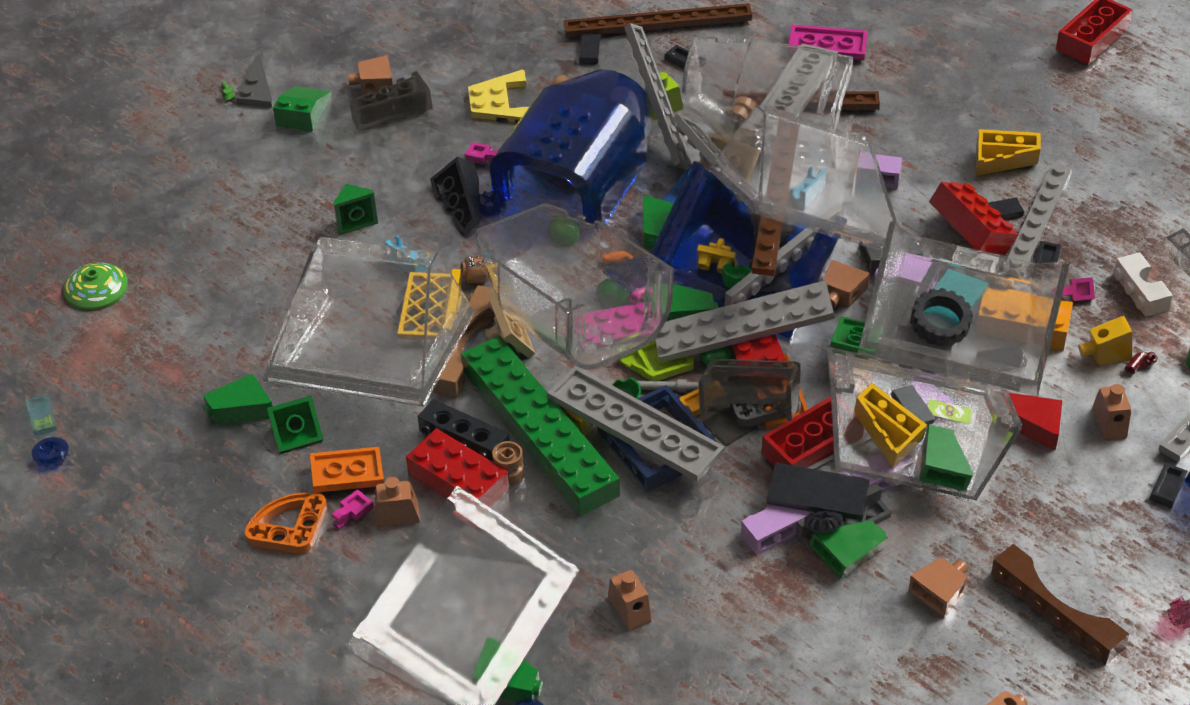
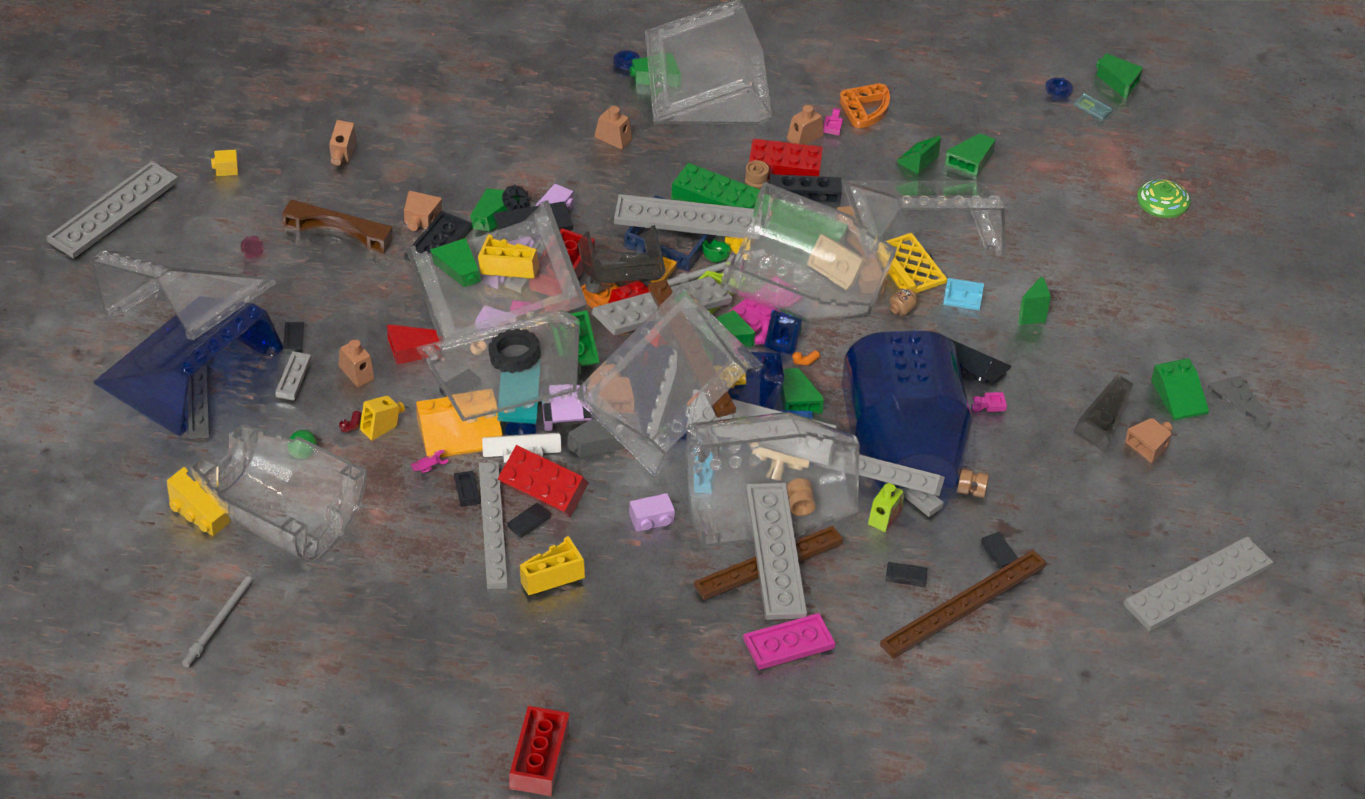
camera: 145 degrees right, 0 degrees up
(227, 92) = (1253, 382): bright green hand -> none
(346, 469) = (859, 140): orange plate -> none
(490, 97) = (1033, 460): light yellow wing -> none
(912, 401) = (500, 293): tile -> none
(944, 537) = (442, 231): none -> black tile
(950, 411) = (474, 310): lime sticker -> none
(1133, 274) = (389, 493): white arch -> none

